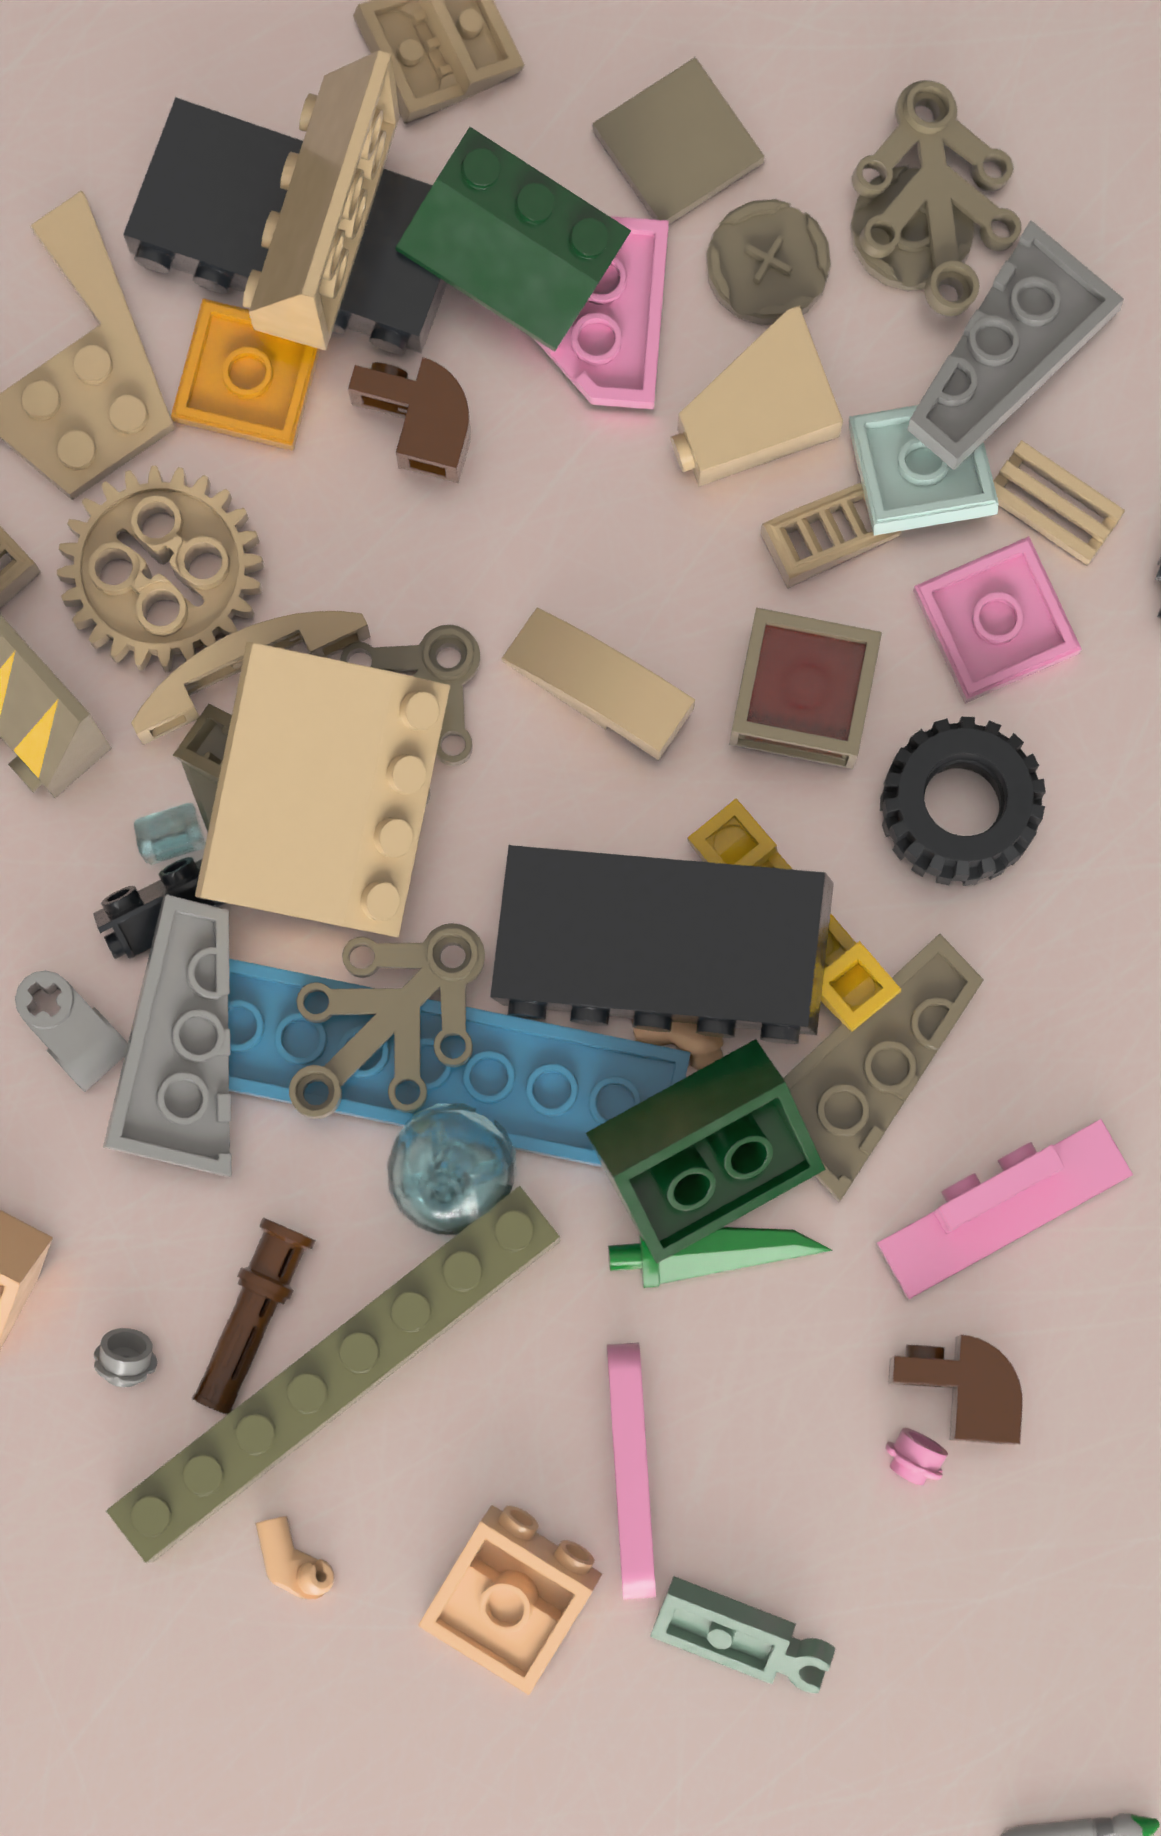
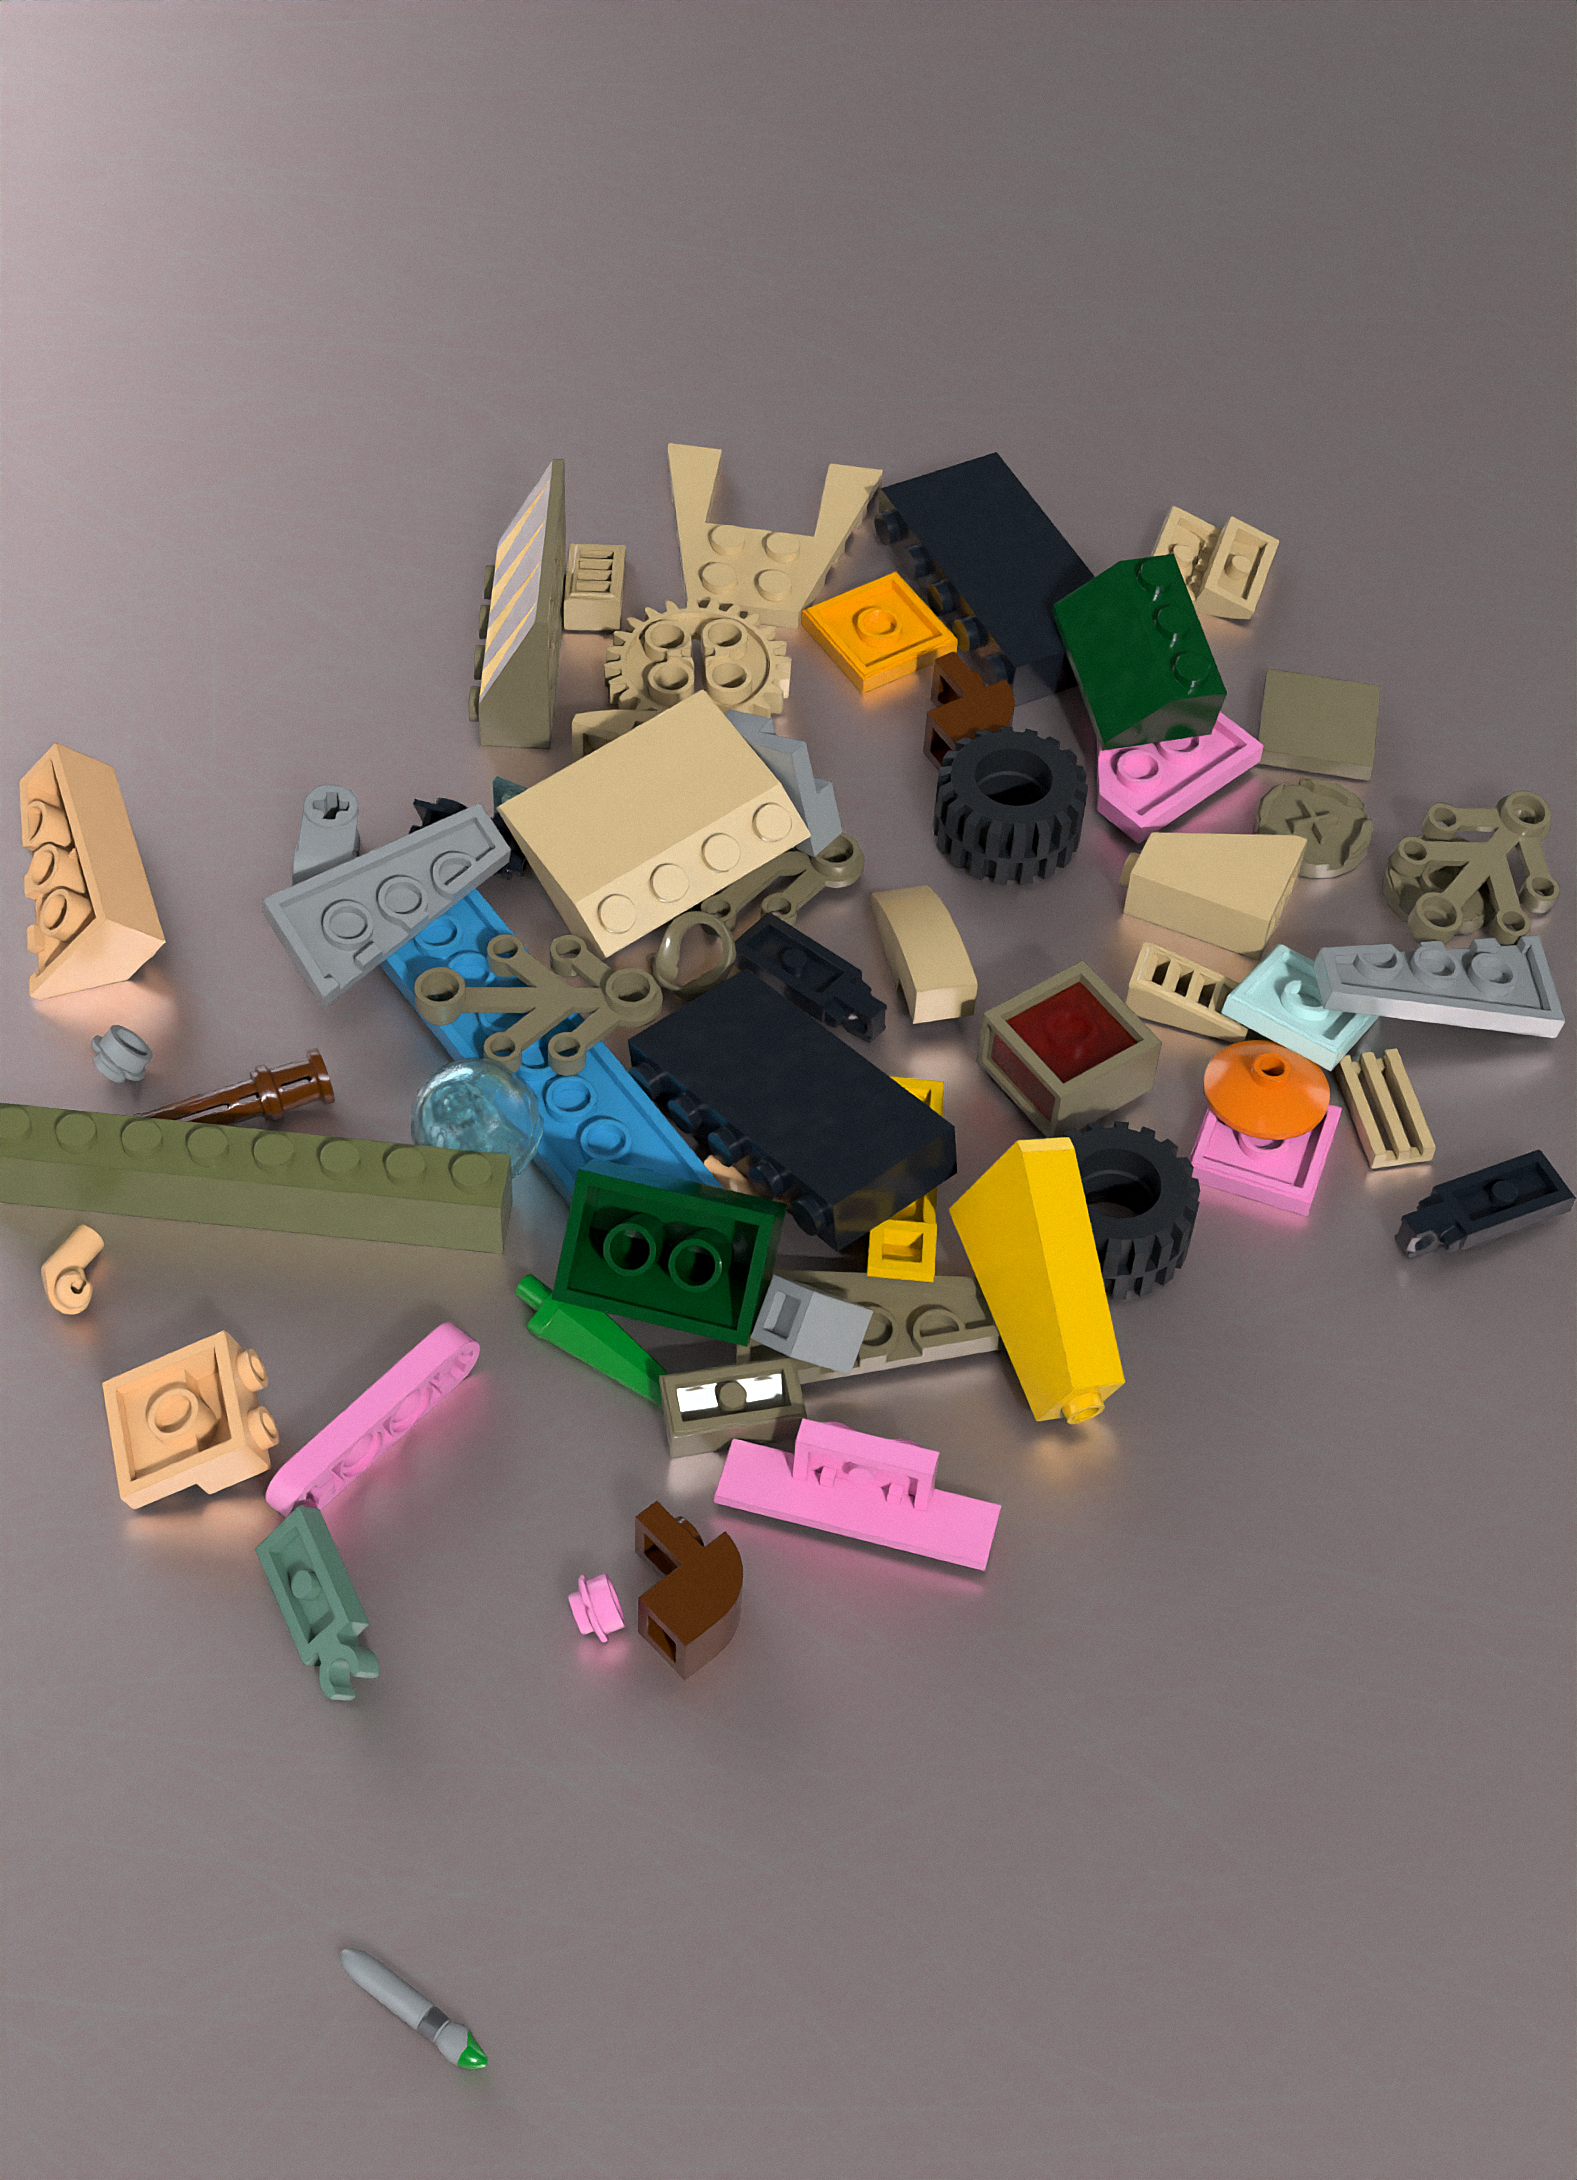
camera: 40 degrees right, 30 degrees down
(325, 202) = (1033, 529): tan slope -> none
(397, 647) = (792, 767): none -> light grey slope
(469, 867) = (668, 954): none -> dark tan piece
(528, 430) = (1009, 805): none -> black tyre
(538, 791) = (810, 977): none -> black hinge
(856, 1220) = (738, 1401): none -> dark tan slope
(860, 1115) = (811, 1324): none -> light grey panel
(957, 603) = (1266, 1090): none -> orange dish
(985, 927) = (1042, 1277): none -> yellow slope

